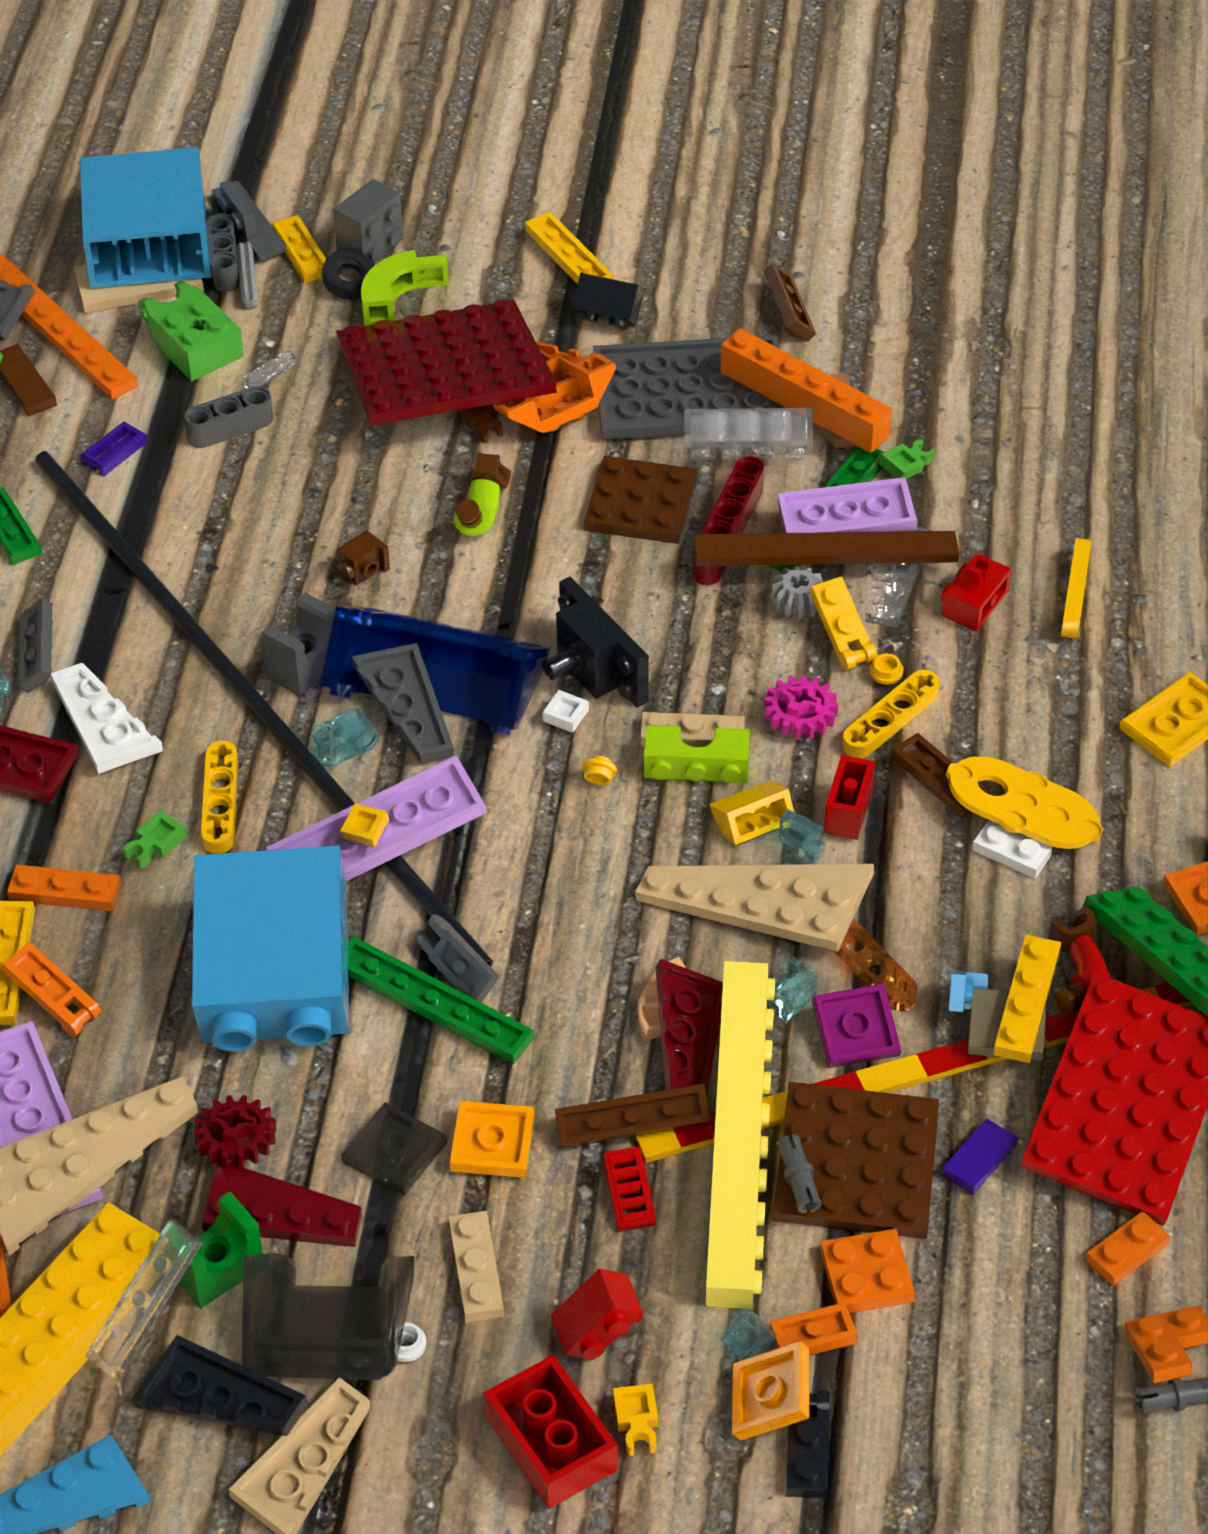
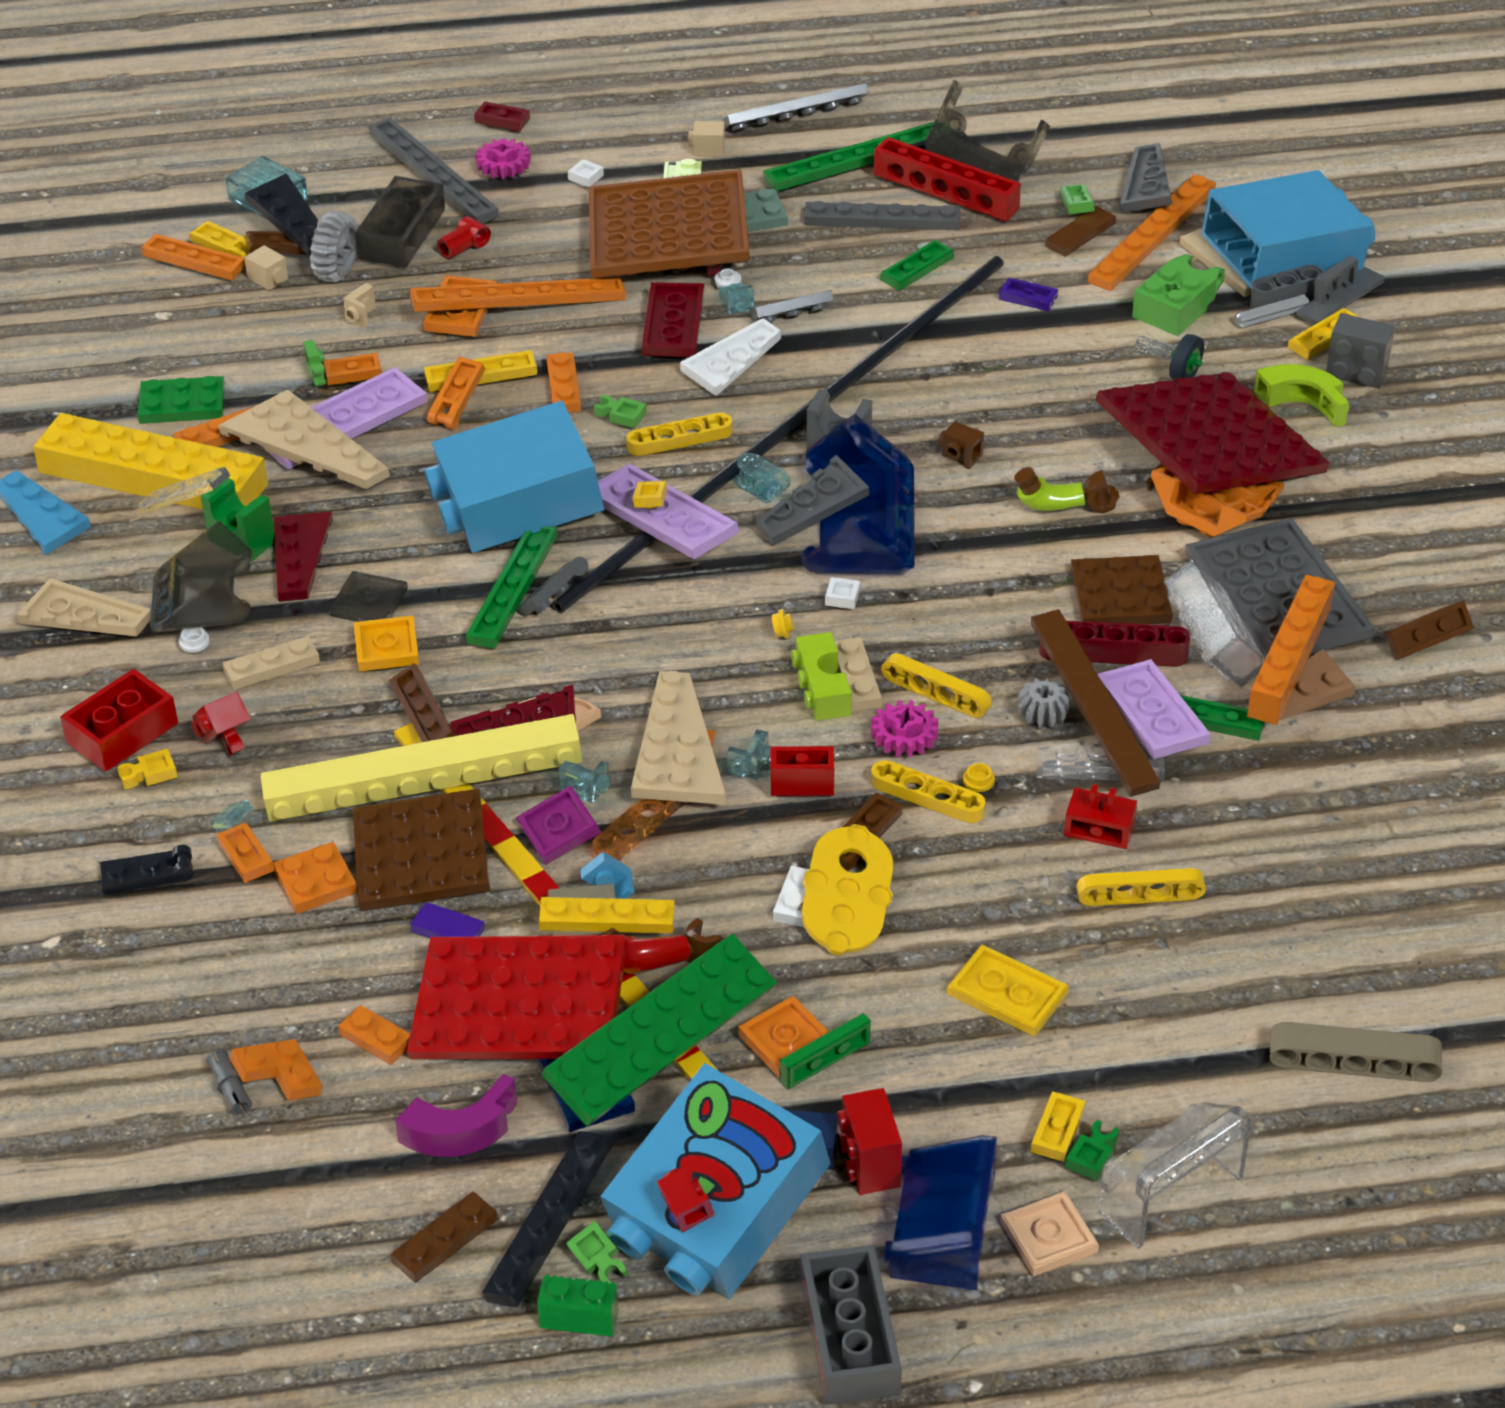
camera: 75 degrees right, 5 degrees down
(218, 1390) = (130, 555): black wing -> none
(228, 417) = (1089, 338): dark grey beam -> none
(235, 1131) = (355, 511): dark red gear -> none
(312, 350) = (1187, 357): none -> black wheel
(345, 259) = (1304, 348): black tyre -> none
(564, 247) = (1412, 482): yellow plate -> none
(596, 648) = (910, 582): black brick -> none
(607, 300) = (1354, 512): black piece -> none
(622, 1166) = (369, 724): red slope -> none
(741, 668) = (967, 699): none -> yellow beam
(752, 811) = (770, 715): yellow brick -> none
(770, 1391) = (165, 832): light orange plate -> none
(799, 1173) = (380, 804): dark grey pin -> none
(842, 623) = (1013, 733): yellow plate -> none
(904, 461) = (1255, 743): bright green plate -> none

